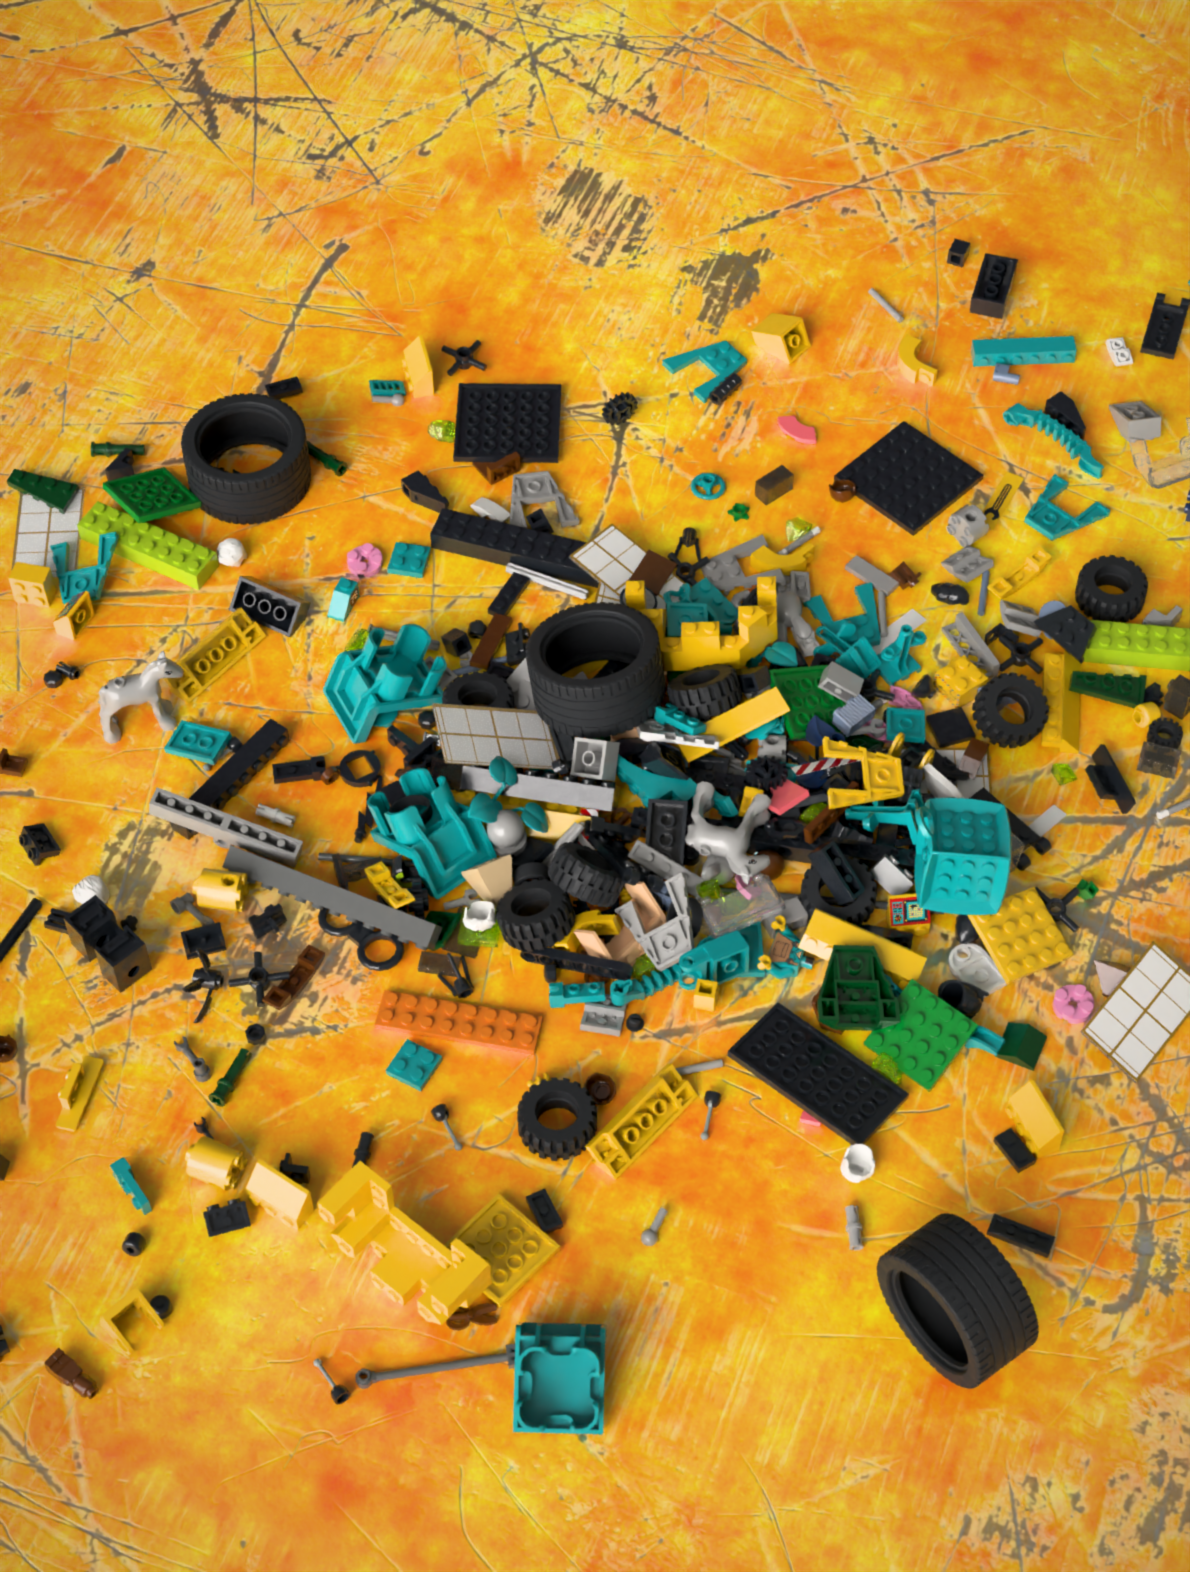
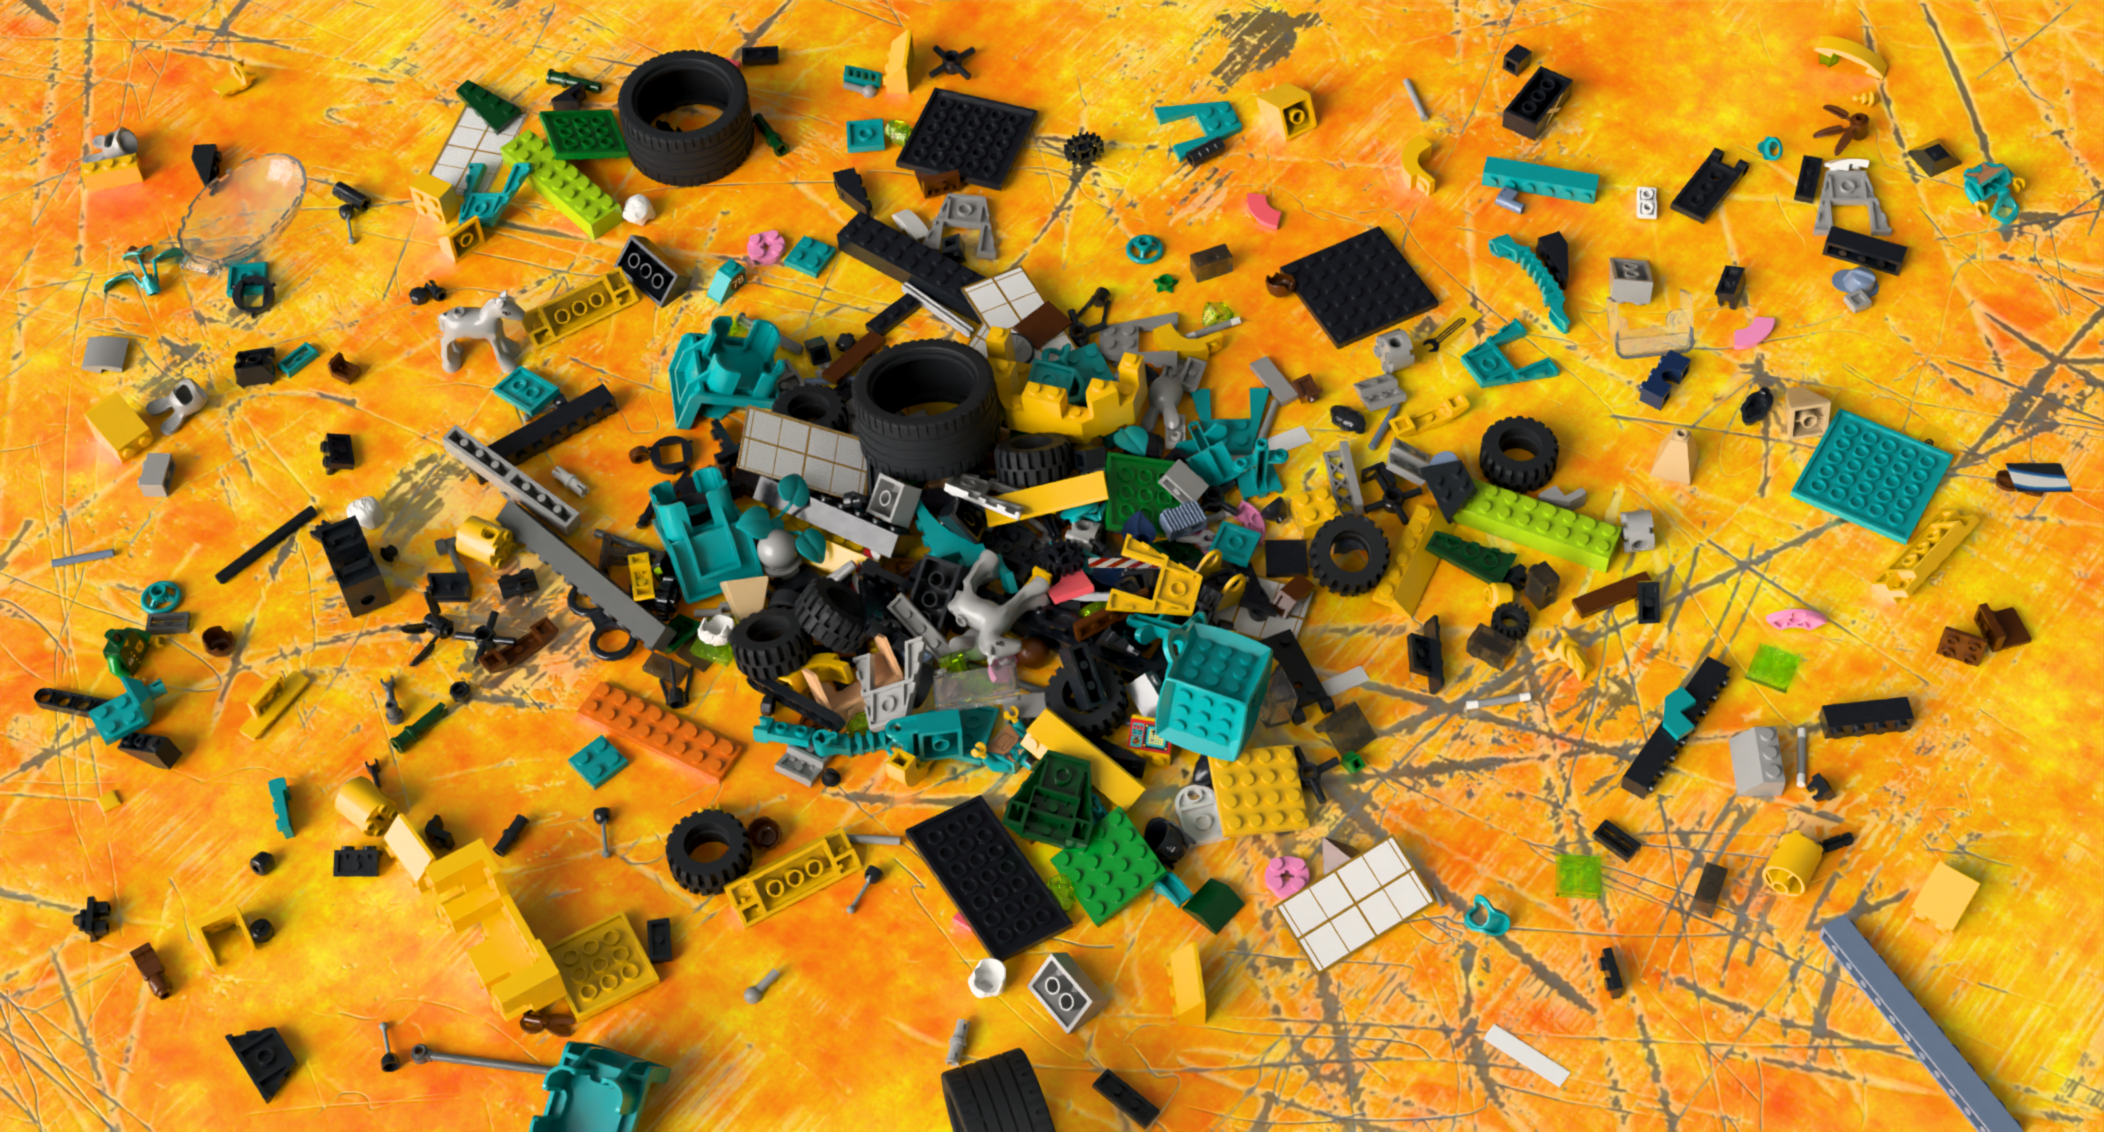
camera: 20 degrees right, 0 degrees up
(216, 1425) = (264, 1059): none -> black wing
(299, 770) = (611, 442): black plate -> none
(413, 440) = (865, 135): none -> teal plate
(678, 719) = (993, 481): teal plate -> none
(930, 1156) = (1067, 992): none -> light grey slope
(939, 785) = (1239, 615): white tile -> none
(1014, 1150) = (1158, 1010): black plate -> none
(1063, 773) = (1384, 635): clear neon green slope -> none
(1068, 860) = (1347, 728): none -> clear smoke bracket

